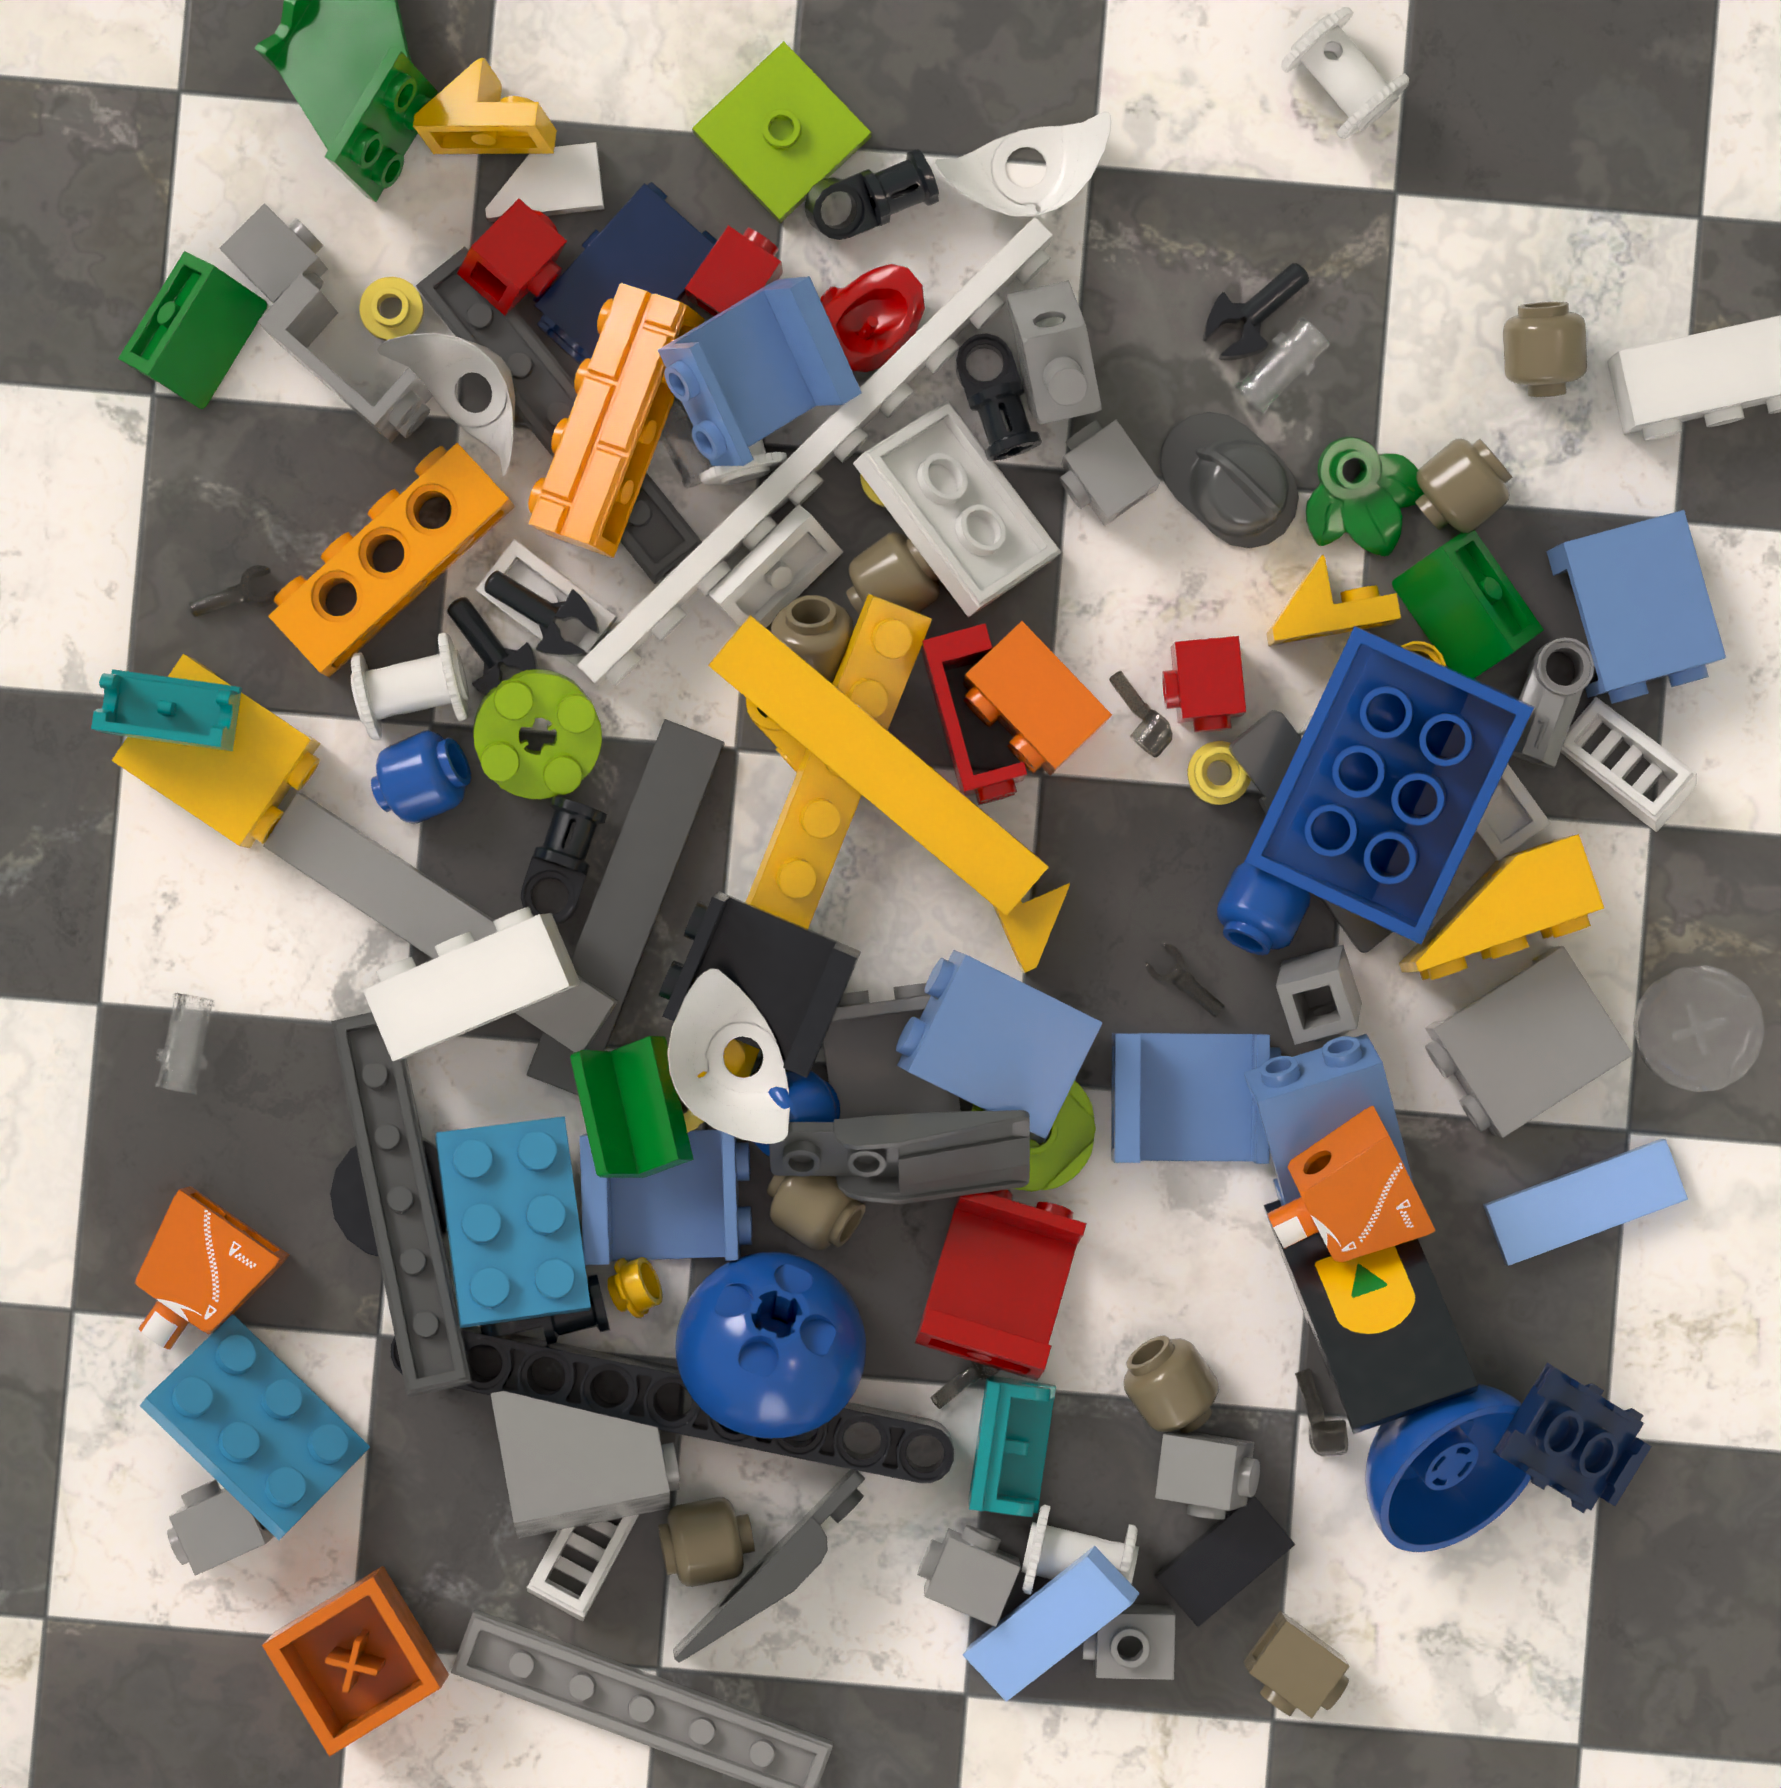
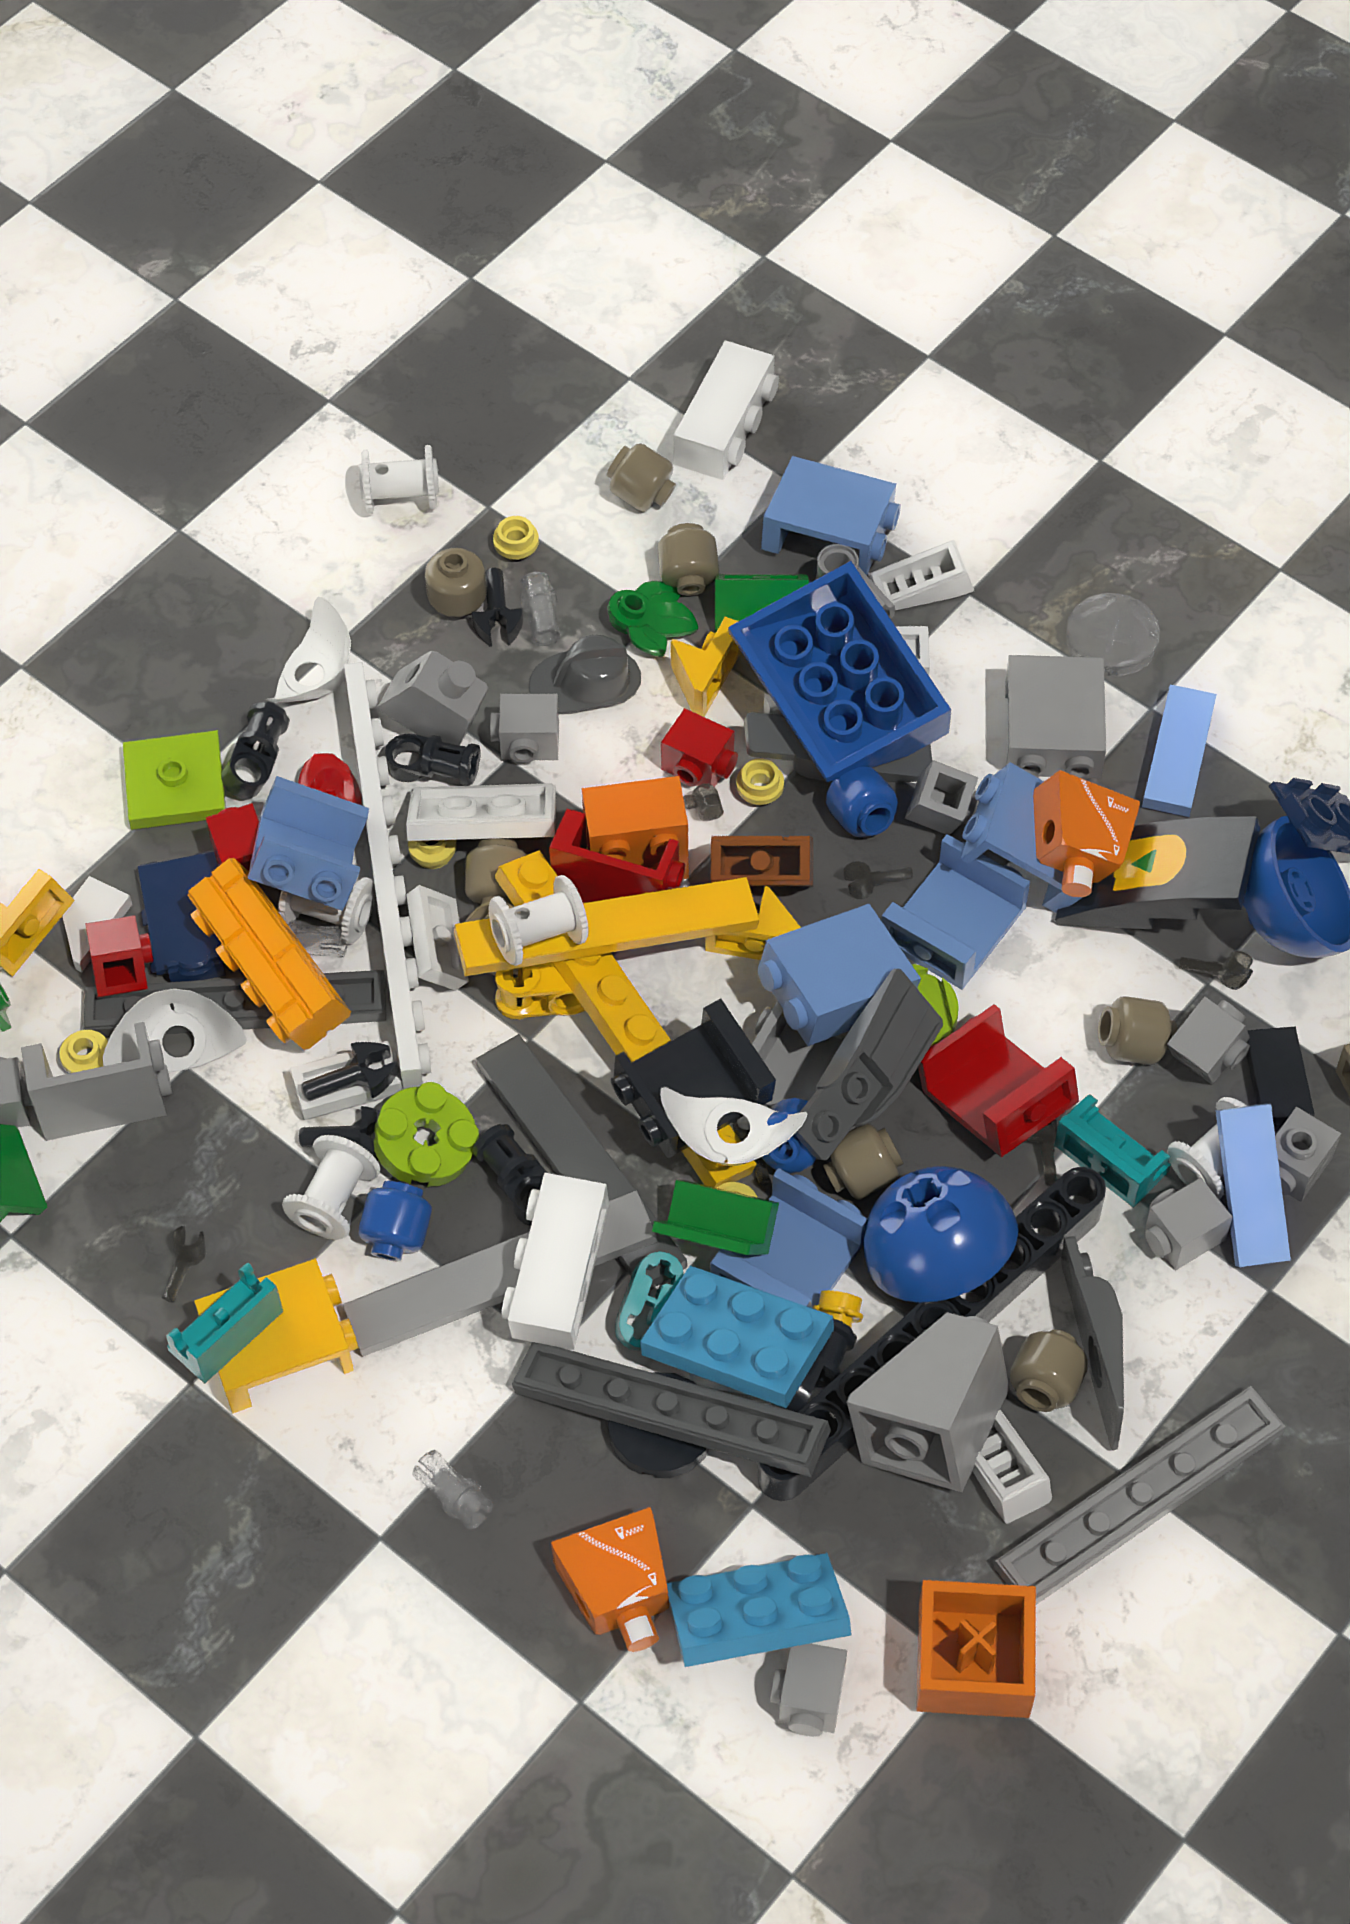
camera: 55 degrees left, 30 degrees down
(381, 596) = (254, 1221): light orange brick -> none
(507, 1081) = (637, 1295): none -> teal beam
(809, 714) = (538, 920): none -> white hose
(1101, 856) = (763, 860): none -> dark orange brick
(1227, 263) = (455, 582): none -> dark tan head
(1377, 250) = (514, 529): none -> light yellow plate
(1523, 893) = (964, 660): yellow slope -> none

